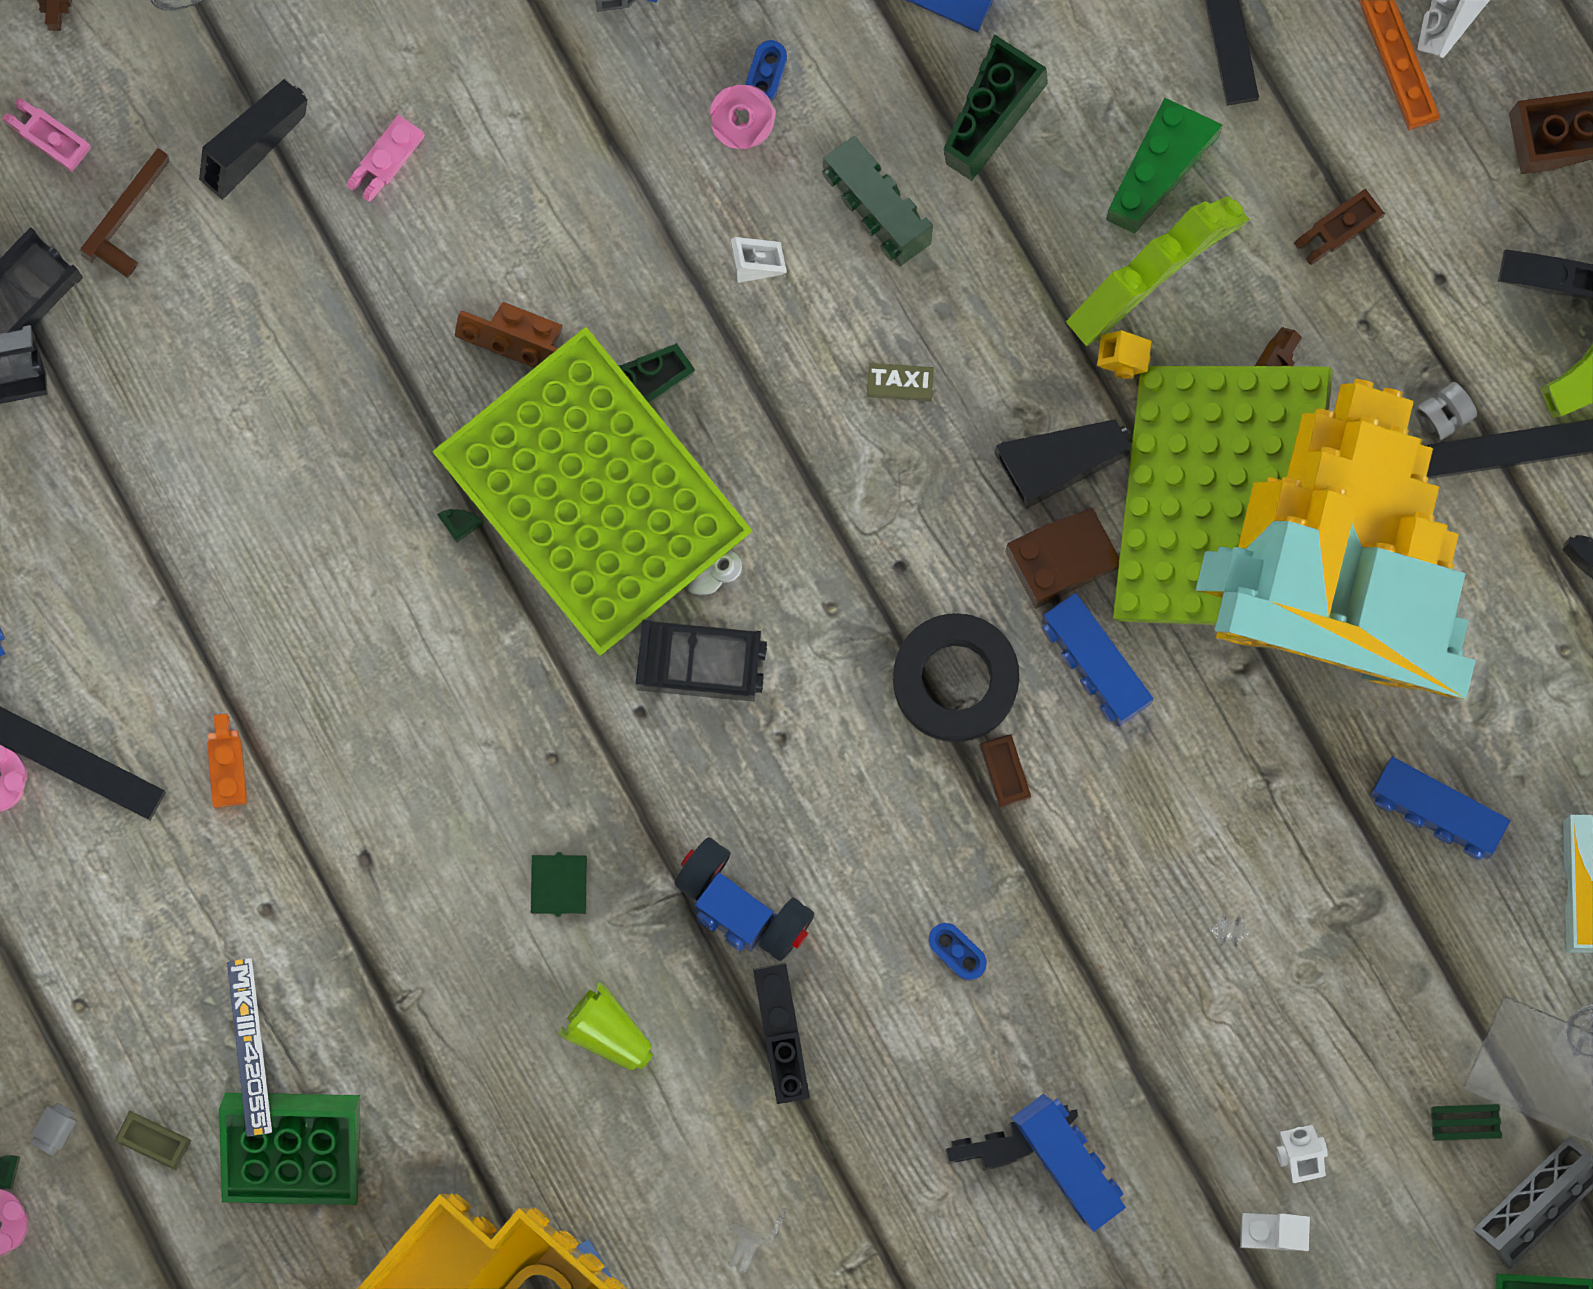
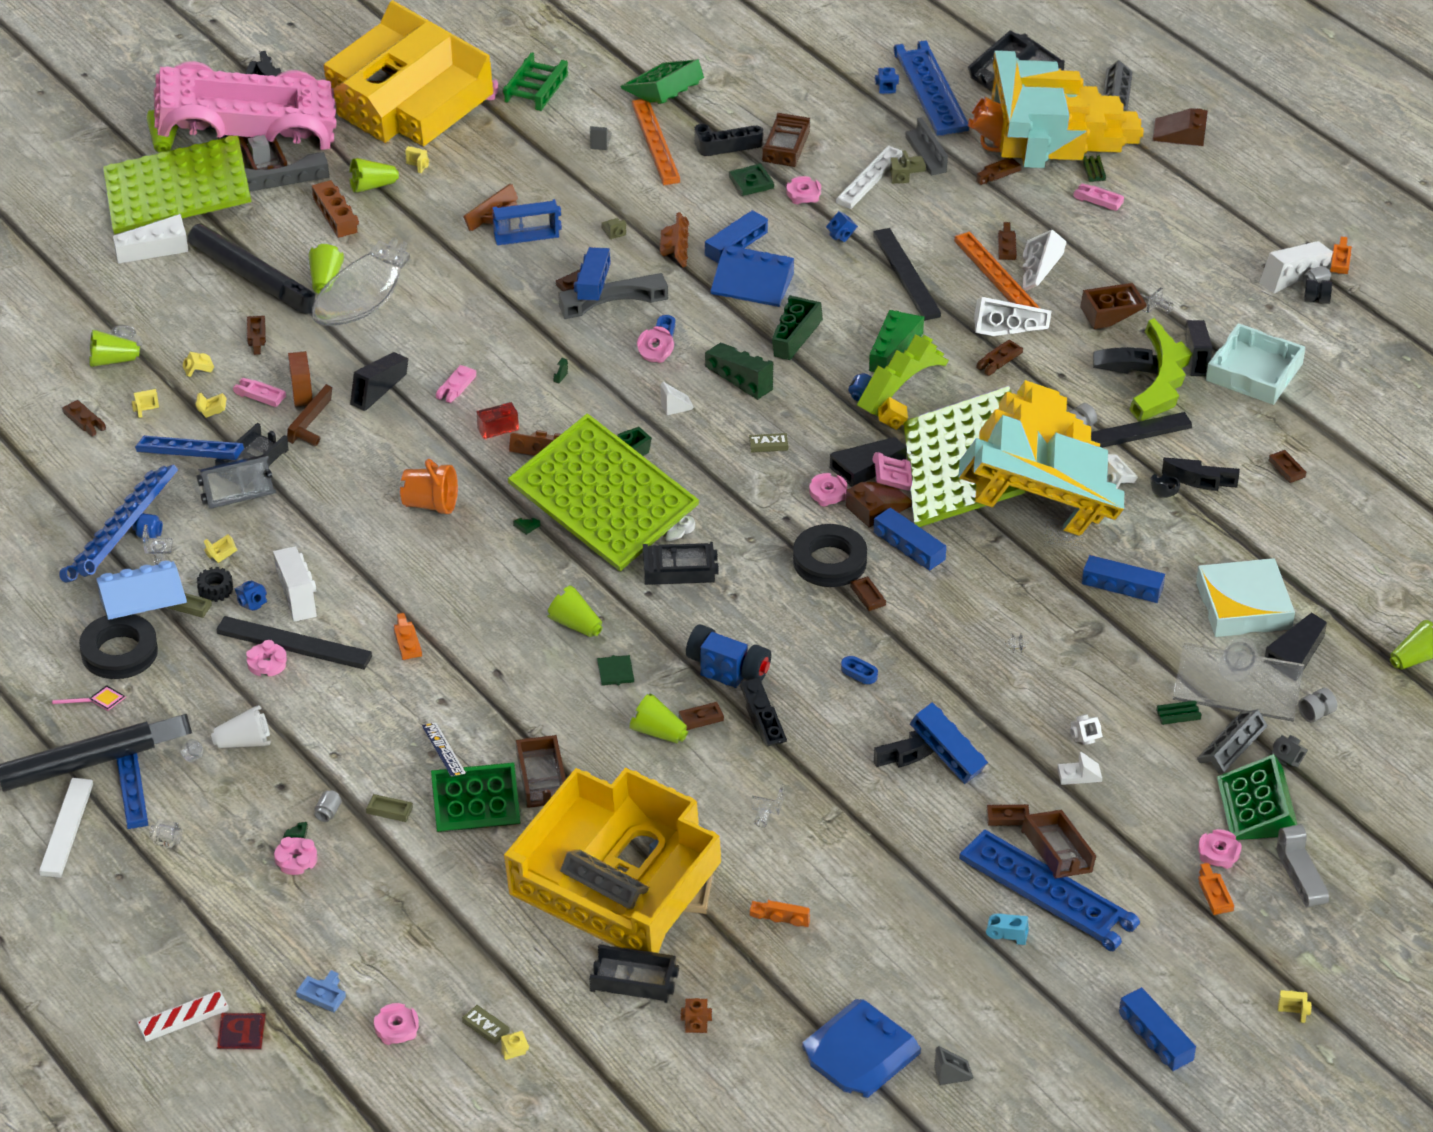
camera: 10 degrees left, 35 degrees down
(54, 615) = (296, 583): none -> white wedge
(117, 112) = (300, 378): none -> dark orange beam
(304, 435) = (430, 487): none -> orange piece
(403, 1103) = (540, 768): none -> door
(442, 270) = (497, 420): none -> clear red brick
(508, 763) = (575, 613): none -> lime cone
(573, 151) = (562, 371): none -> dark green tile
(680, 1018) = (701, 715): none -> reddish brown plate
(971, 530) = (836, 485): none -> bright pink plate
(1083, 273) = (859, 385): none -> blue head
(1097, 510) = (893, 476): none -> bright pink plate
(1362, 127) = (1002, 318): none -> white wedge
(1481, 542) = (1119, 472): none -> white bracket
(1559, 594) = (1165, 485): none -> black hair

